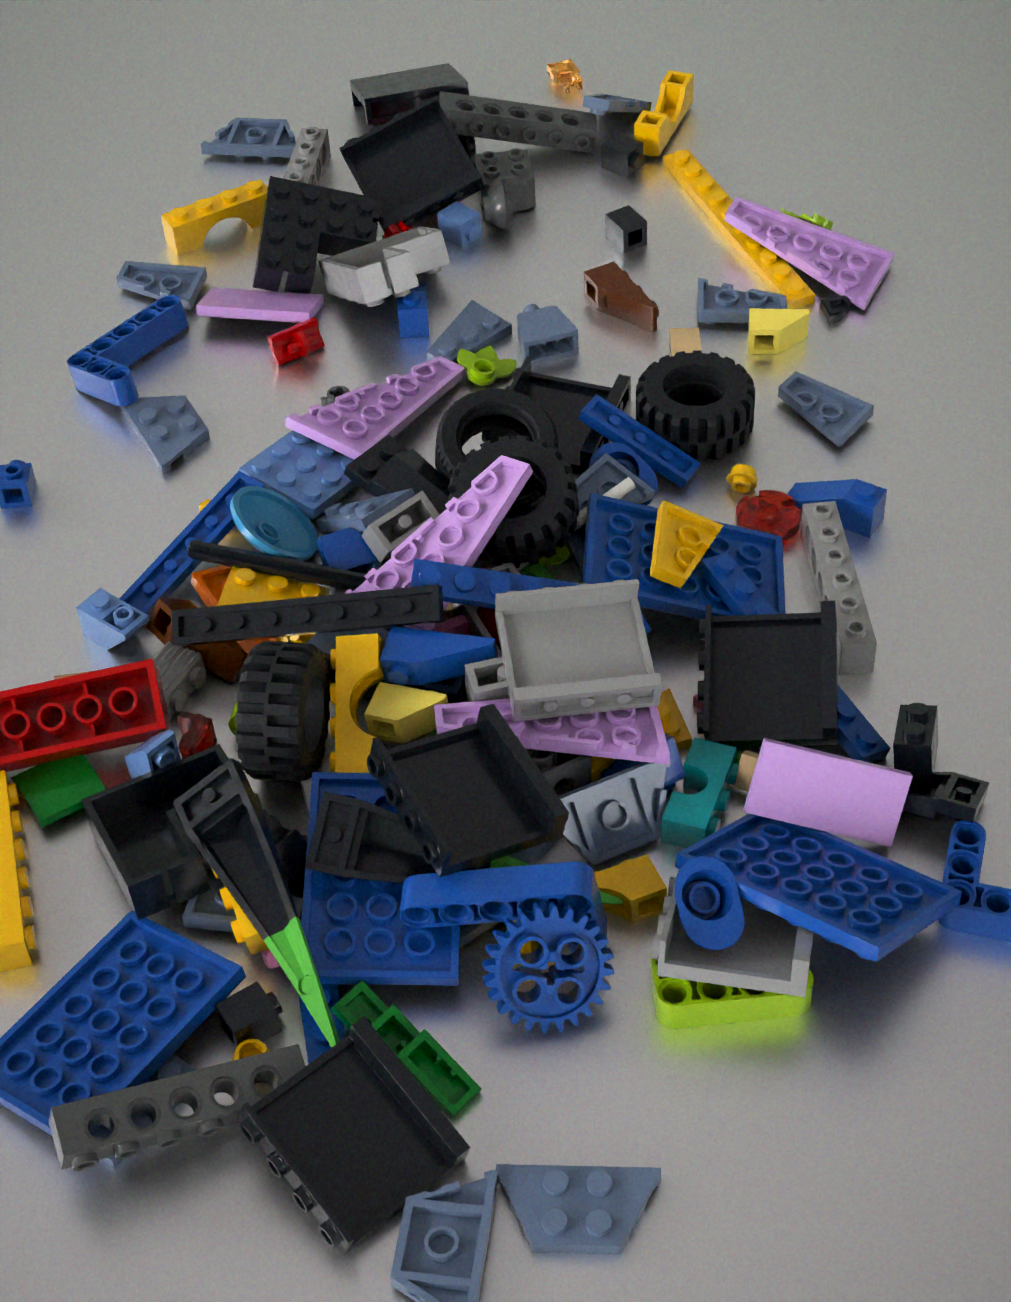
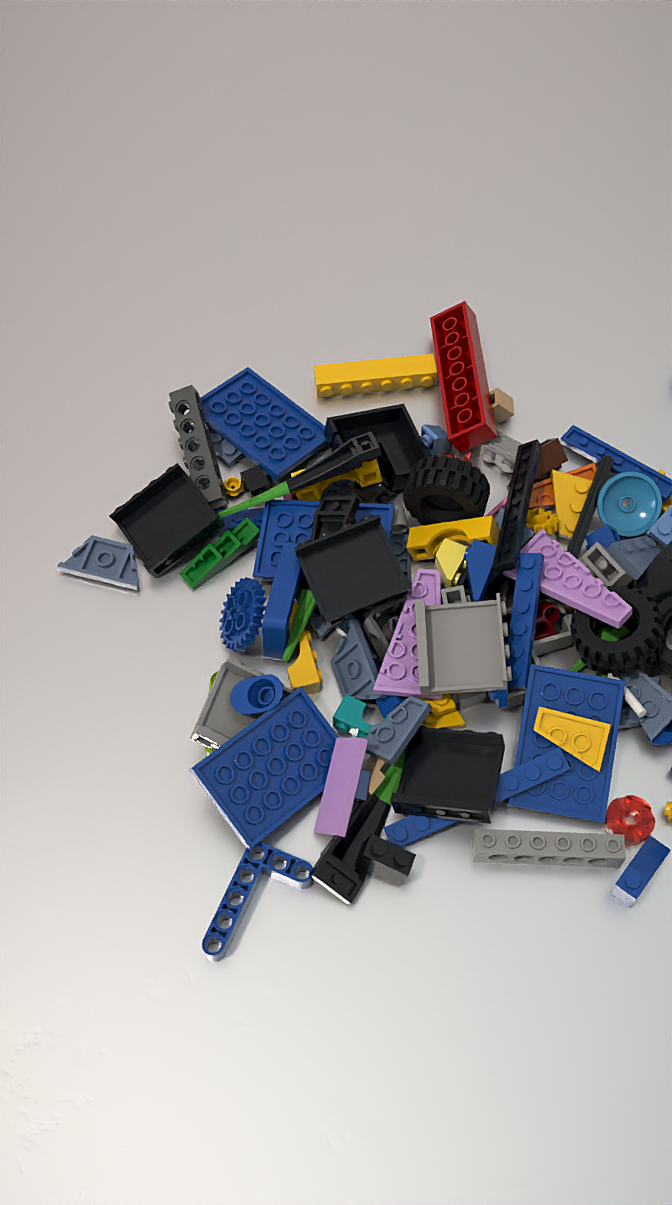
camera: 95 degrees right, 15 degrees up
(57, 787) = (426, 403): green slope -> none
(109, 619) = (556, 420): medium blue slope -> none
(577, 1205) = (114, 623): sand blue wing -> none
(717, 736) = (395, 733): none -> sand blue wing

